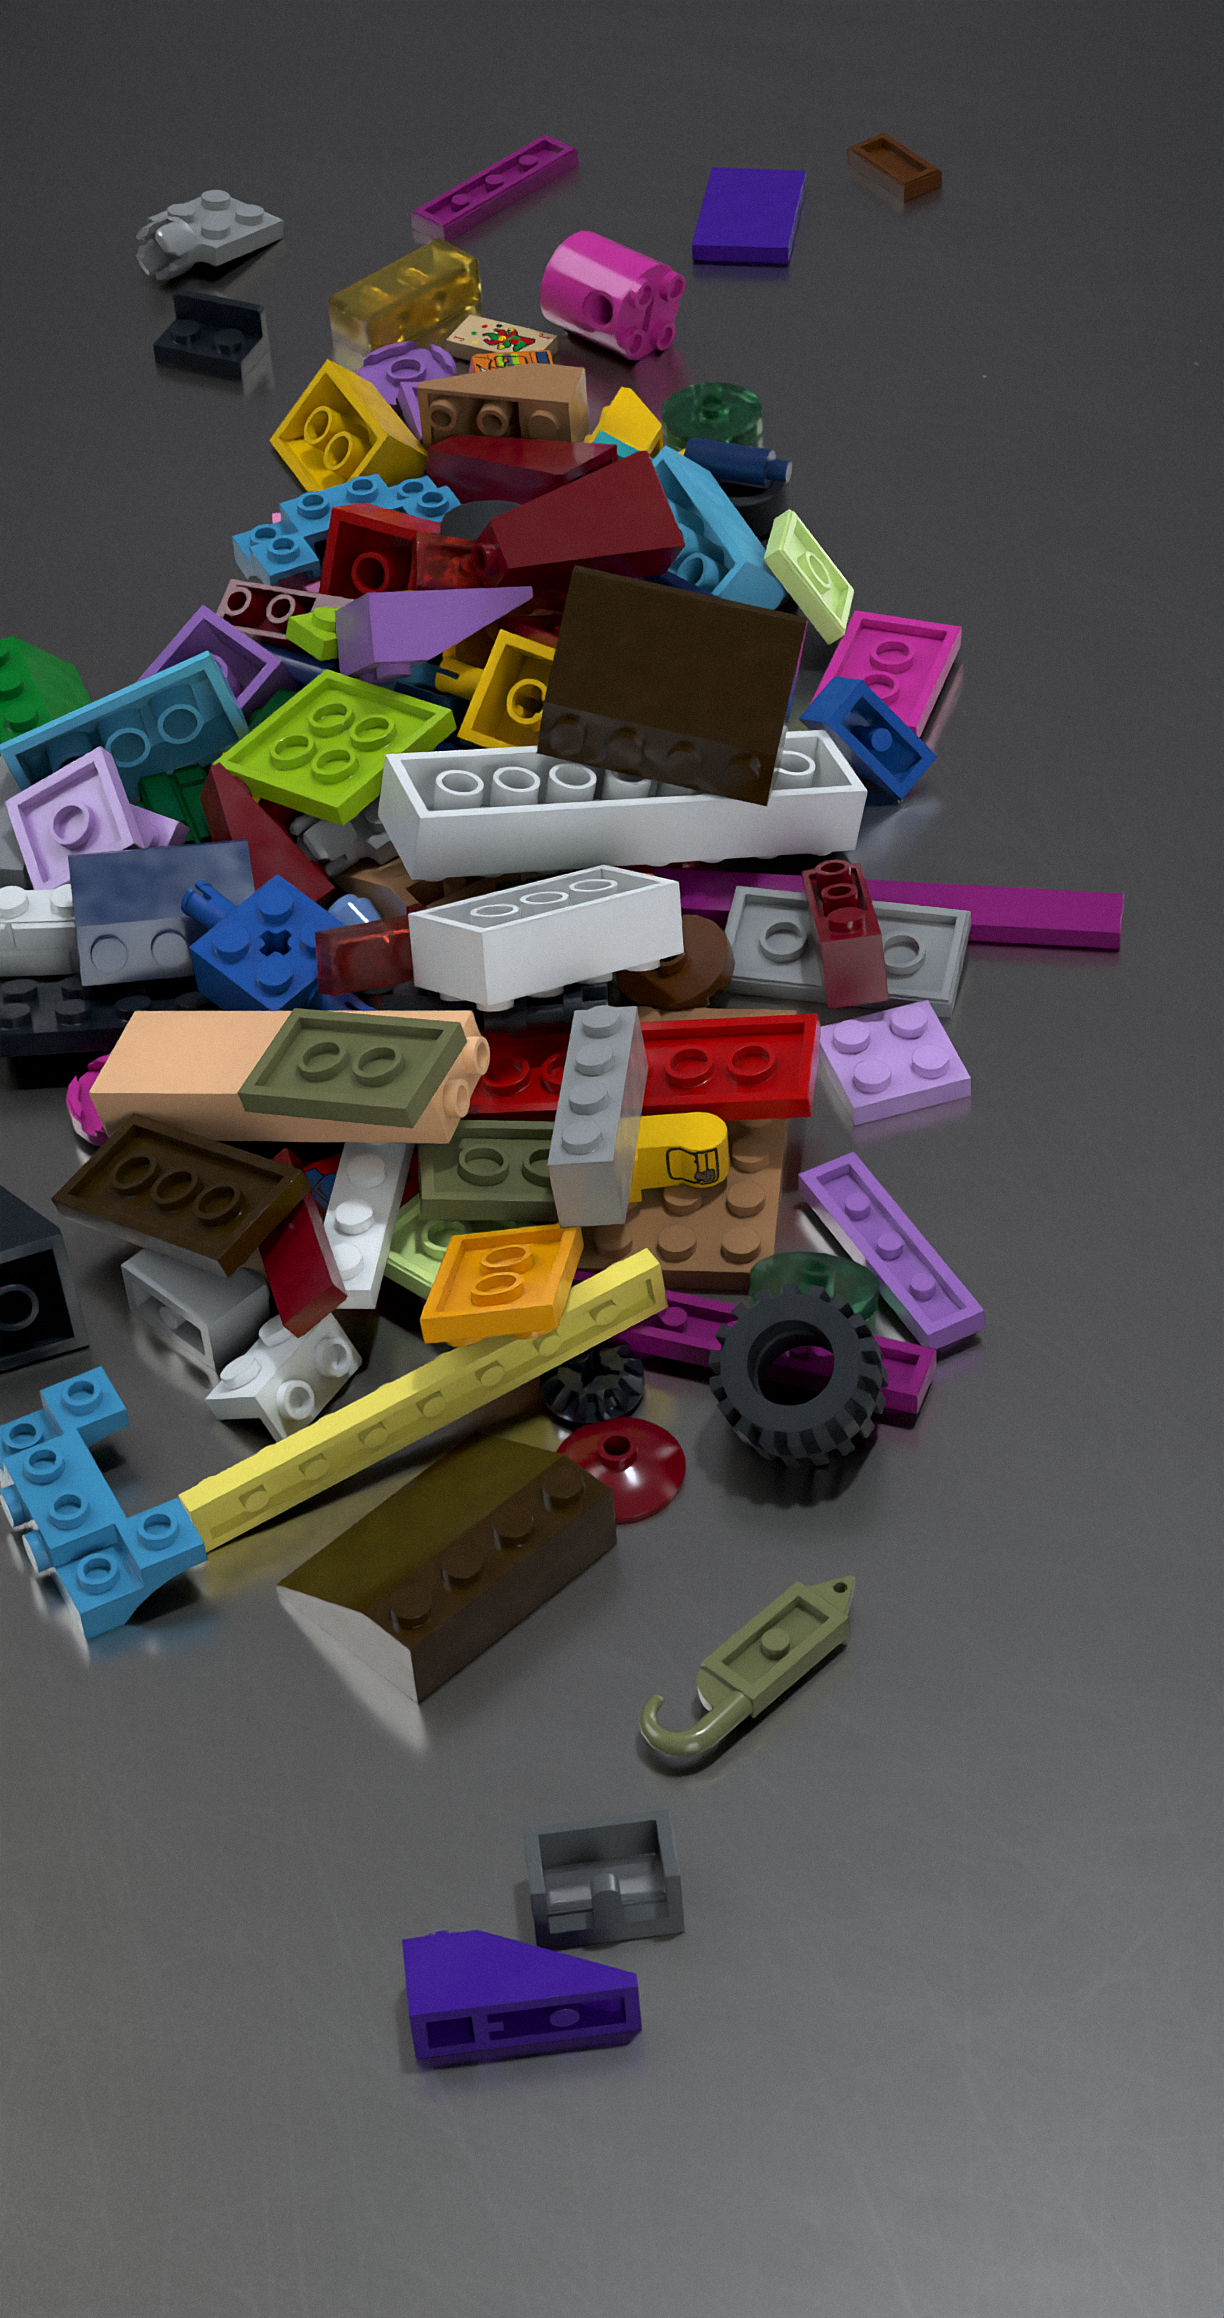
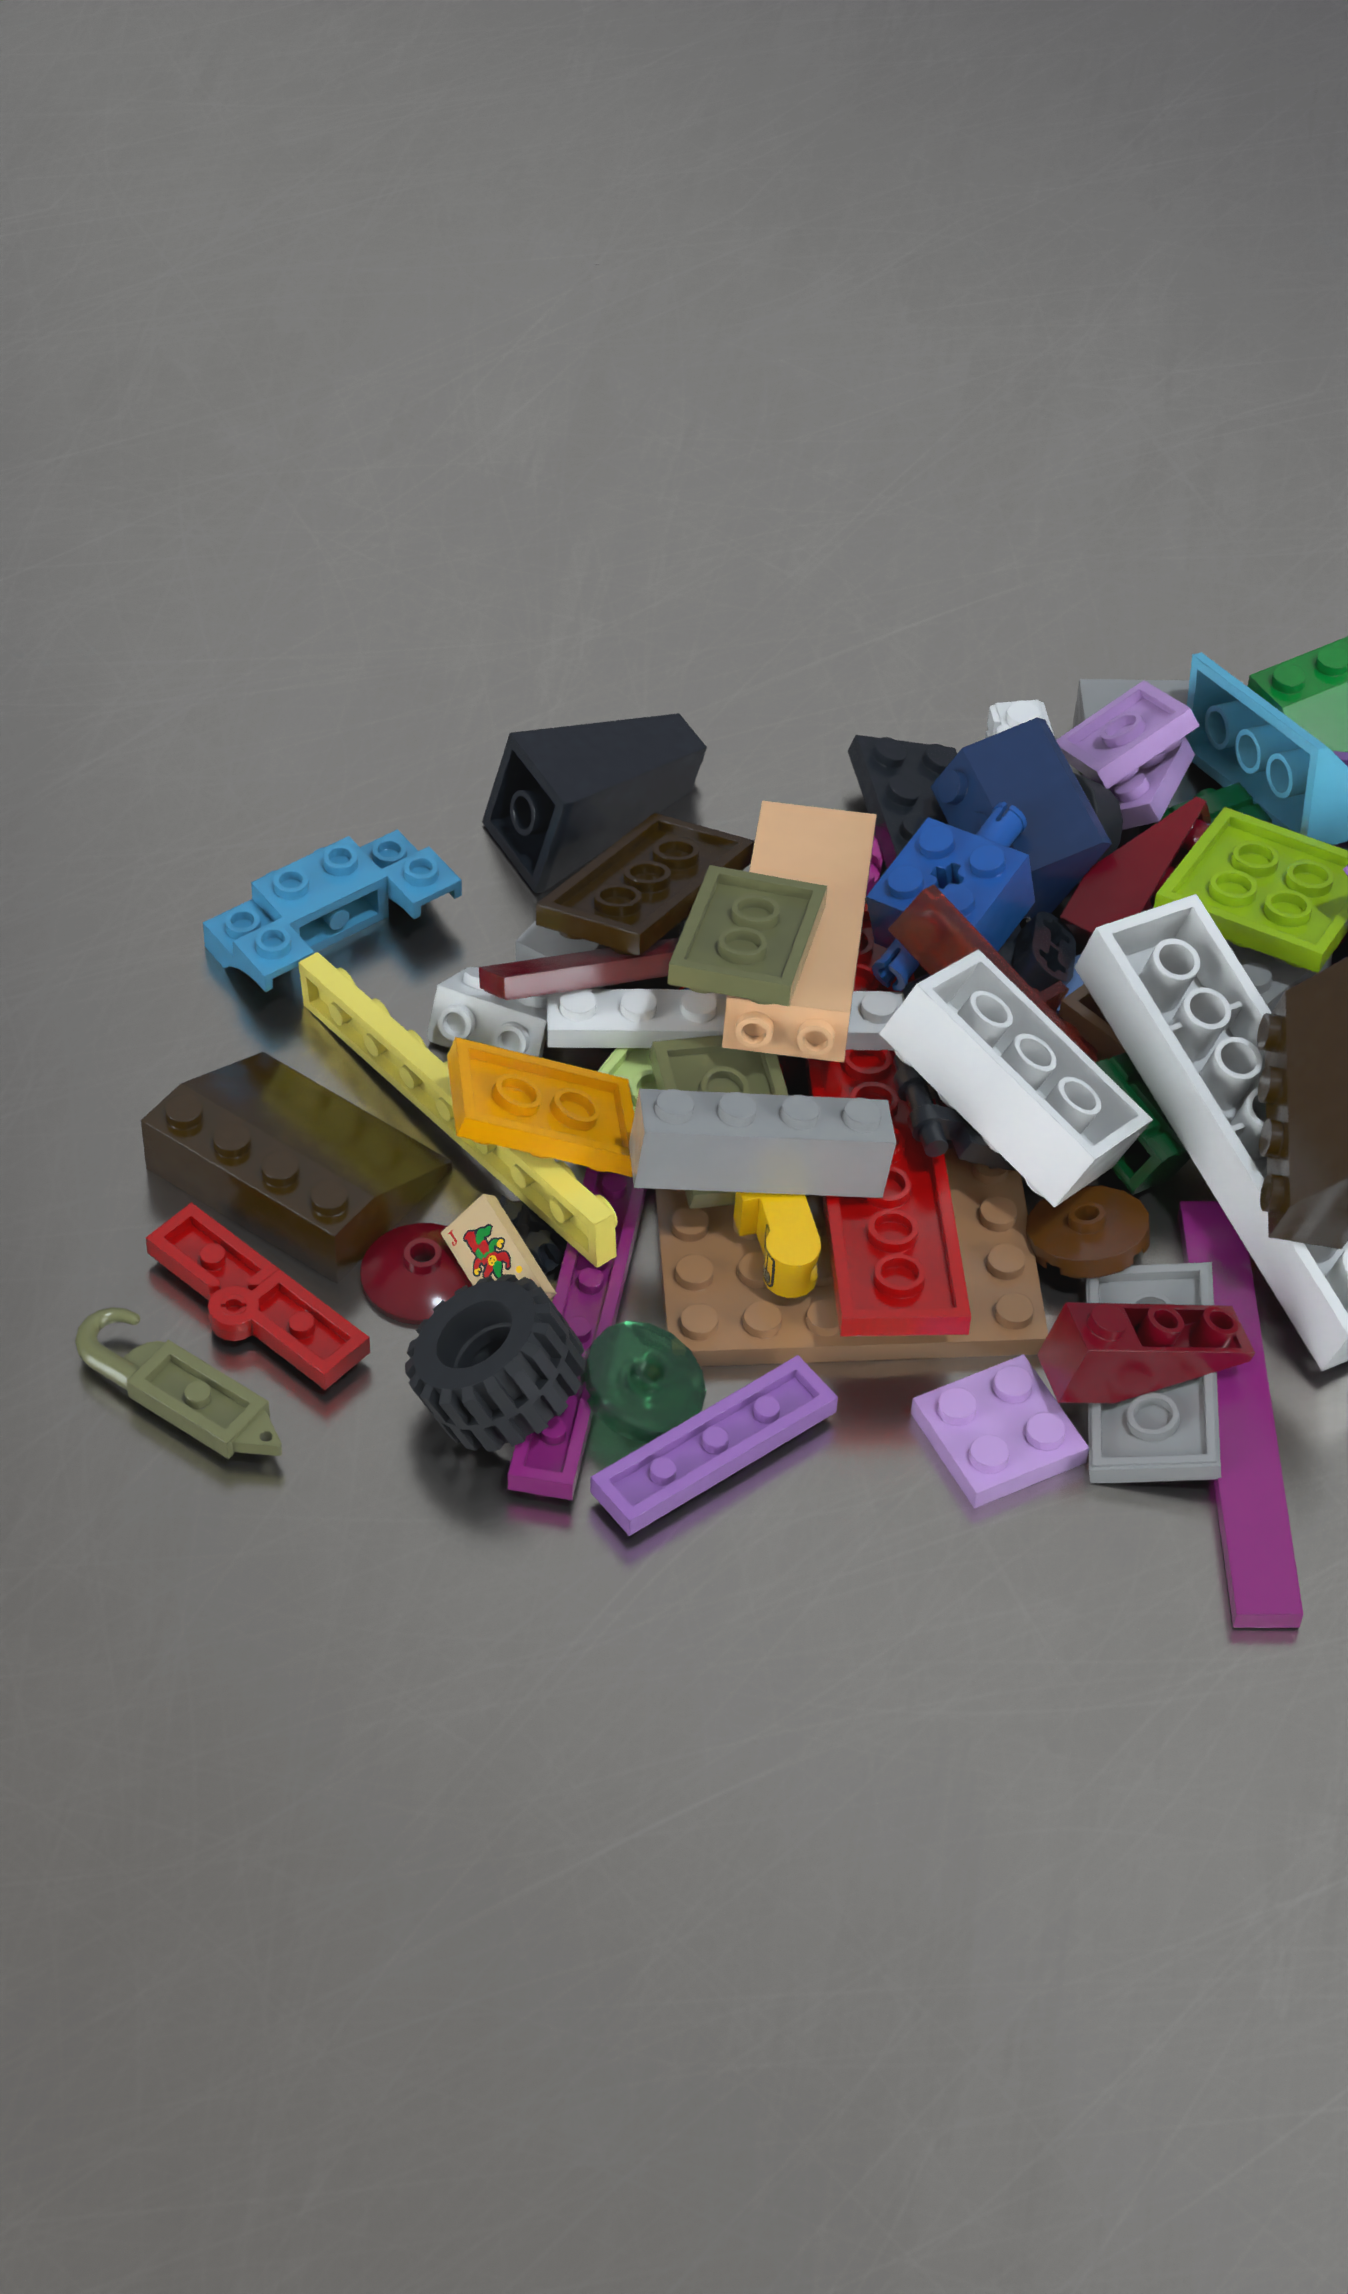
camera: 75 degrees right, 5 degrees up
(640, 1596) = (256, 1297): none -> red hinge
(644, 1384) = (491, 1246): none -> tan tile

